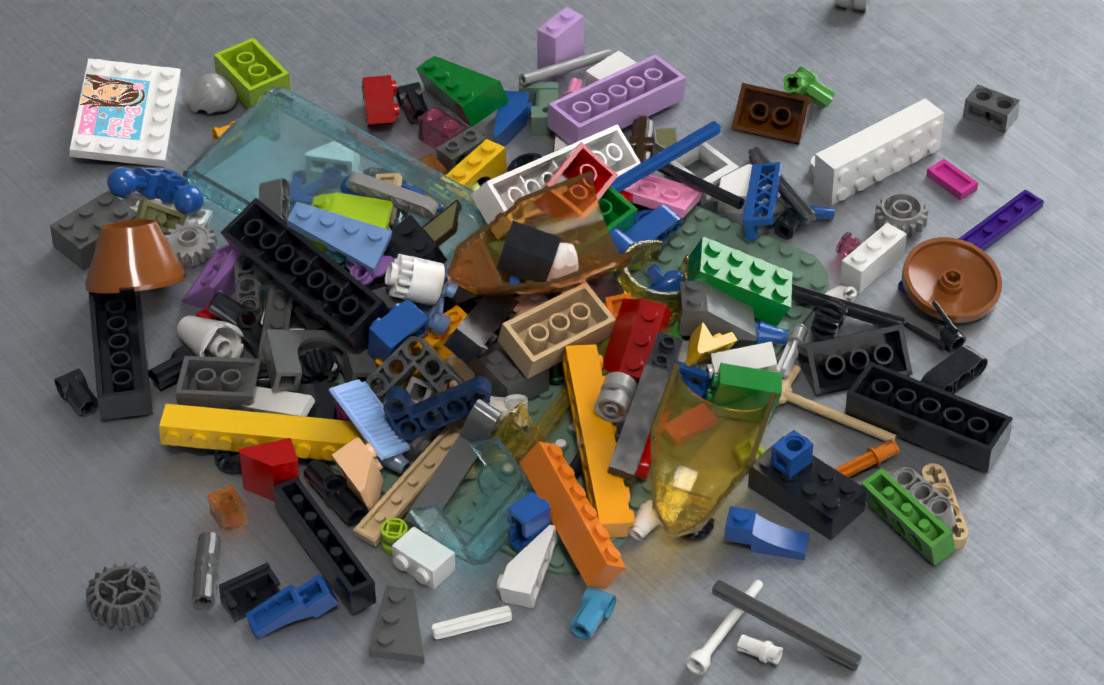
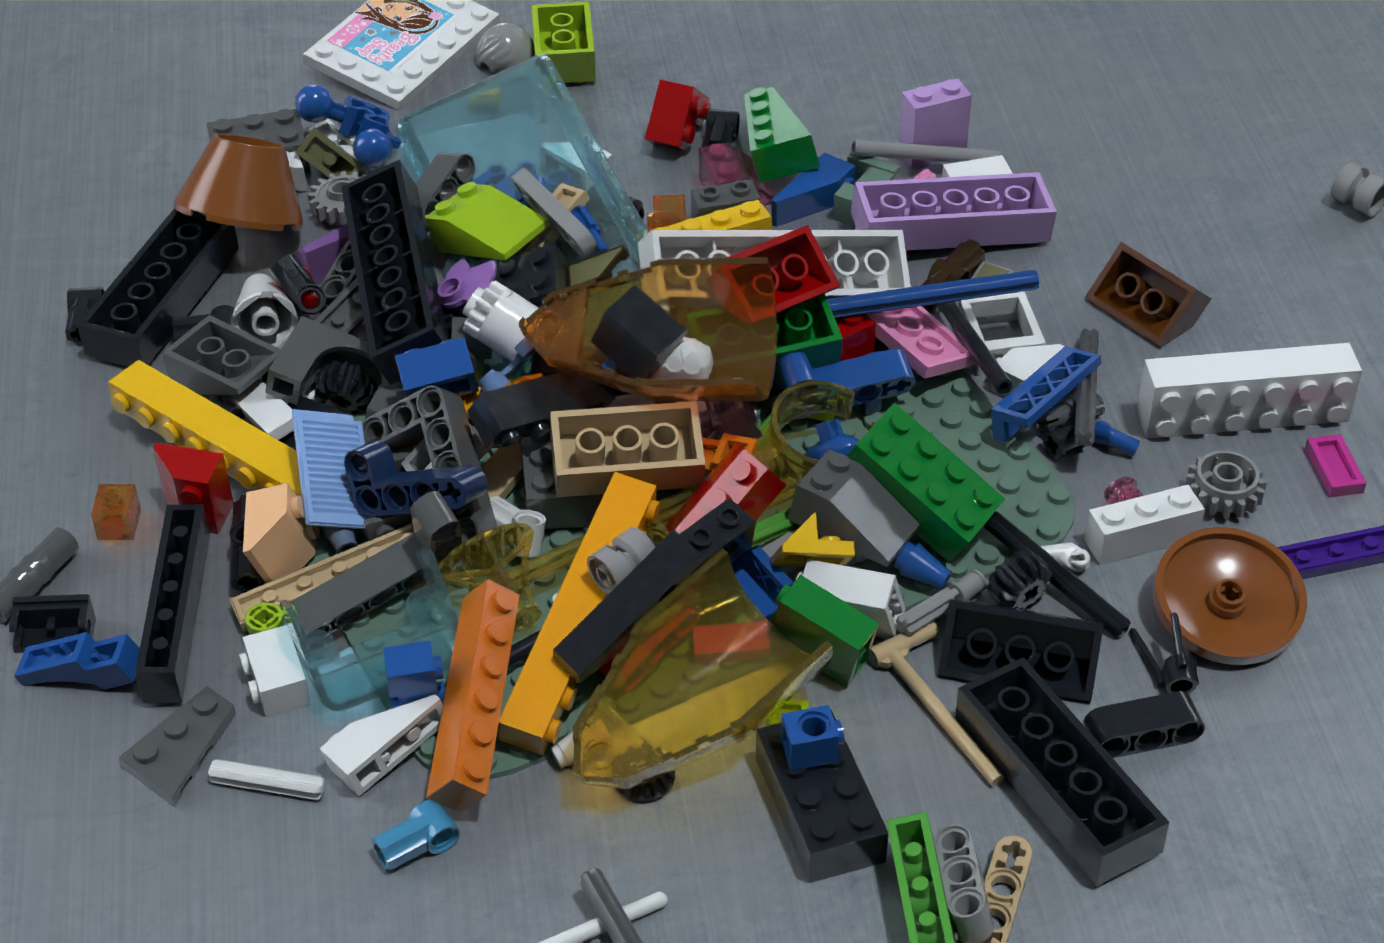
camera: 30 degrees right, 0 degrees up
(353, 238) = (460, 242): medium blue wing -> none
(764, 536) = (716, 834): blue slope -> none
(807, 84) = (1210, 273): bright green piece -> none
(872, 458) = (930, 793): orange axle -> none

